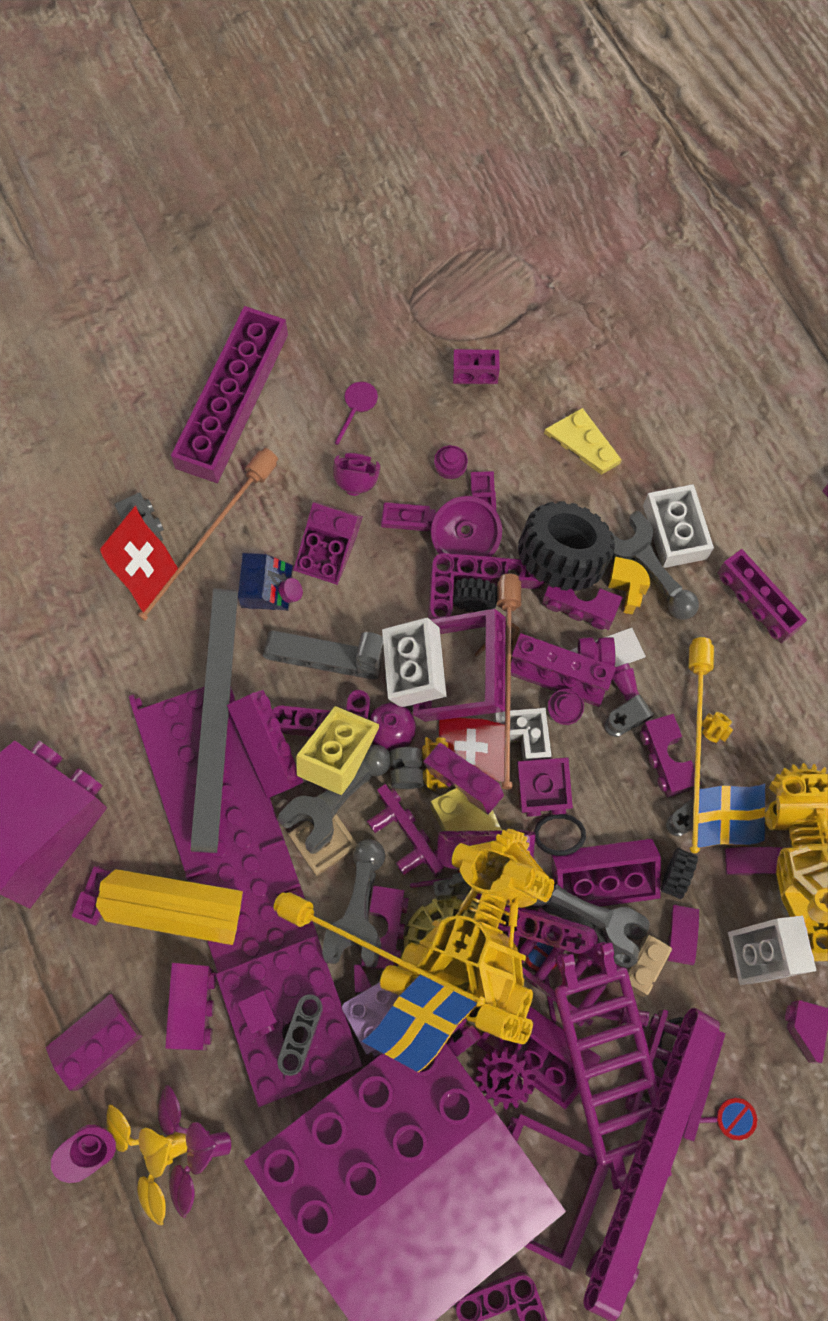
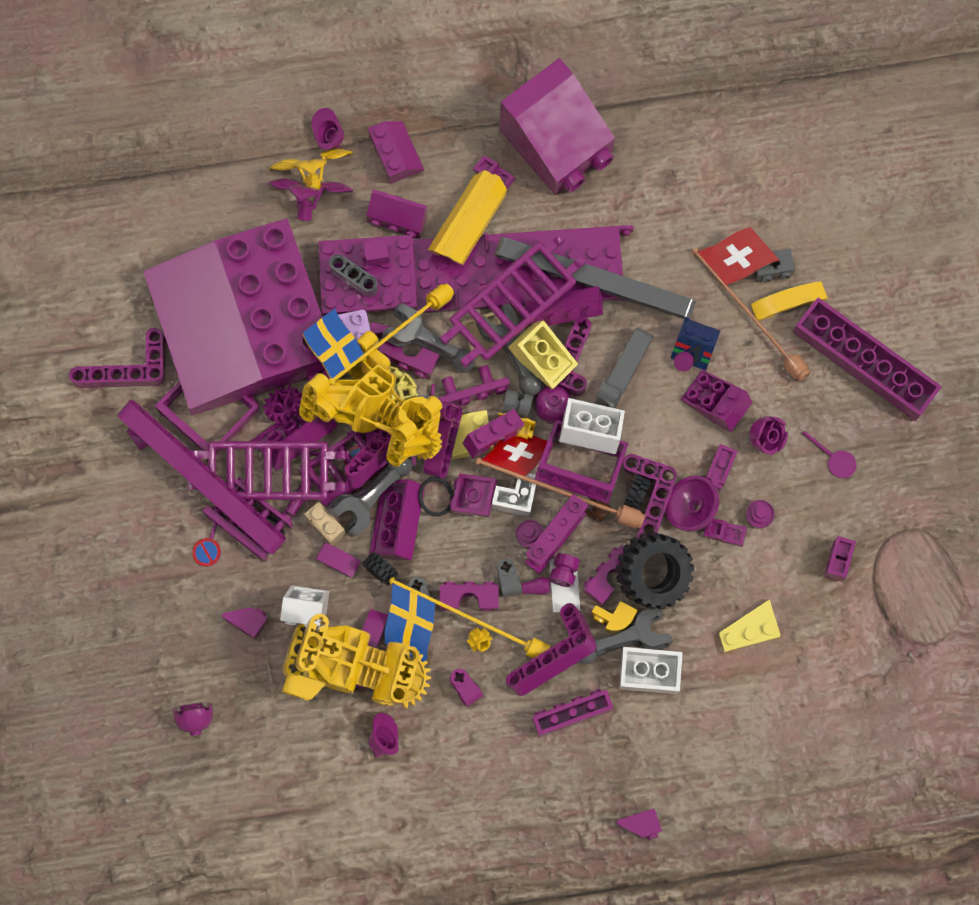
camera: 105 degrees right, 5 degrees up
(180, 496) = (788, 299): none -> yellow slope
(259, 832) = (528, 317): none -> magenta bar
(703, 627) = (557, 658): none -> magenta beam
(779, 727) = (467, 690): none -> magenta piece

